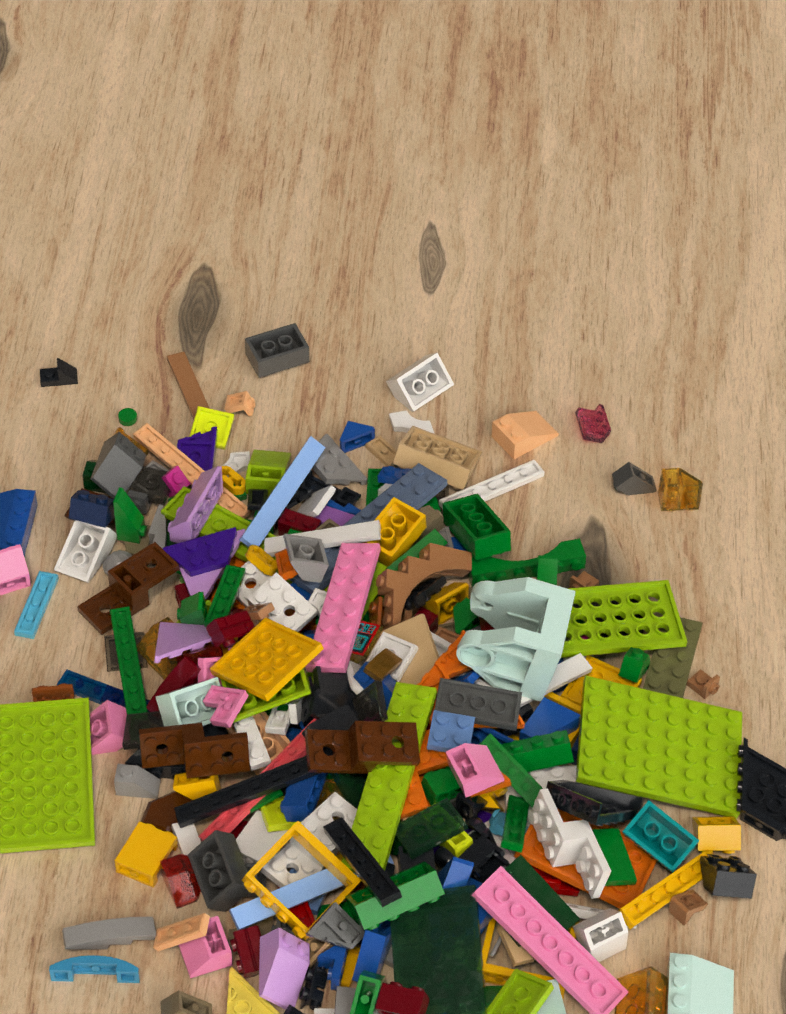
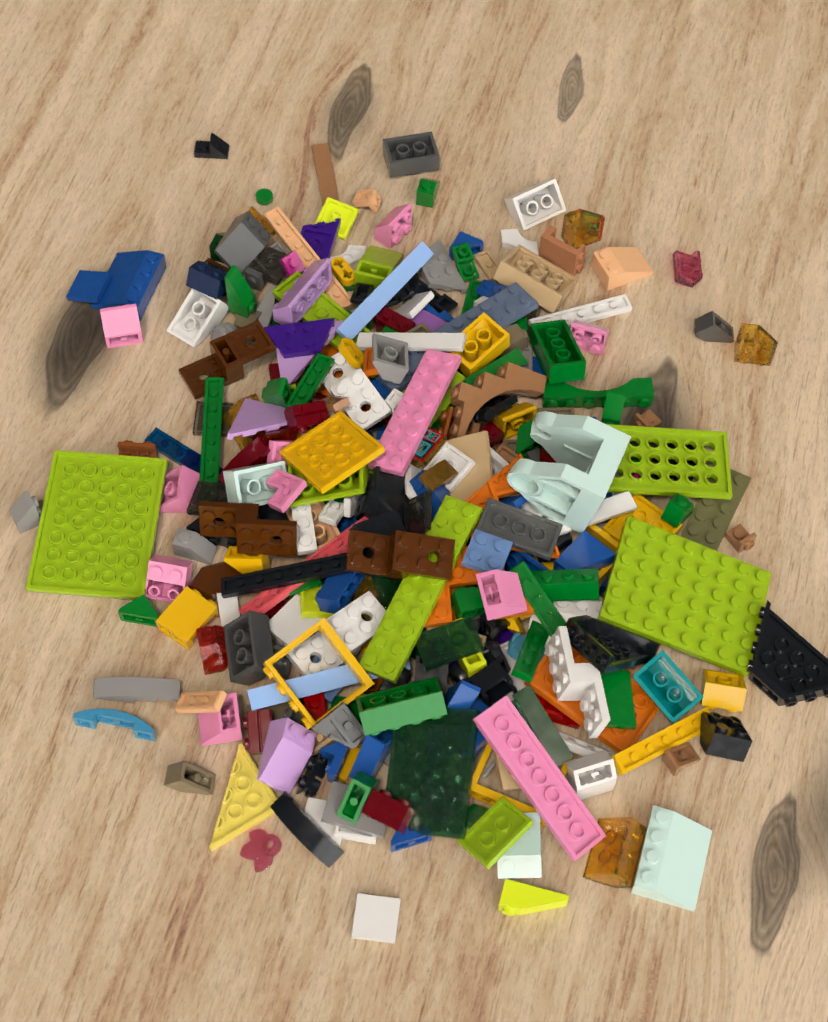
camera: 10 degrees right, 10 degrees up
(36, 605) = (143, 361): medium azure tile -> none
(94, 856) = (139, 612): none -> green slope
(115, 818) = (167, 577): none -> bright pink slope
(275, 426) = (394, 226): none -> bright pink slope
(302, 387) = (427, 192): none -> green slope
(358, 451) = (464, 262): none -> green slope
(362, 862) = (376, 670): black plate -> none
(458, 427) = (560, 253): none -> nougat panel
(475, 399) = (582, 228): none -> clear yellow slope
(507, 507) = (589, 336): none -> bright pink slope

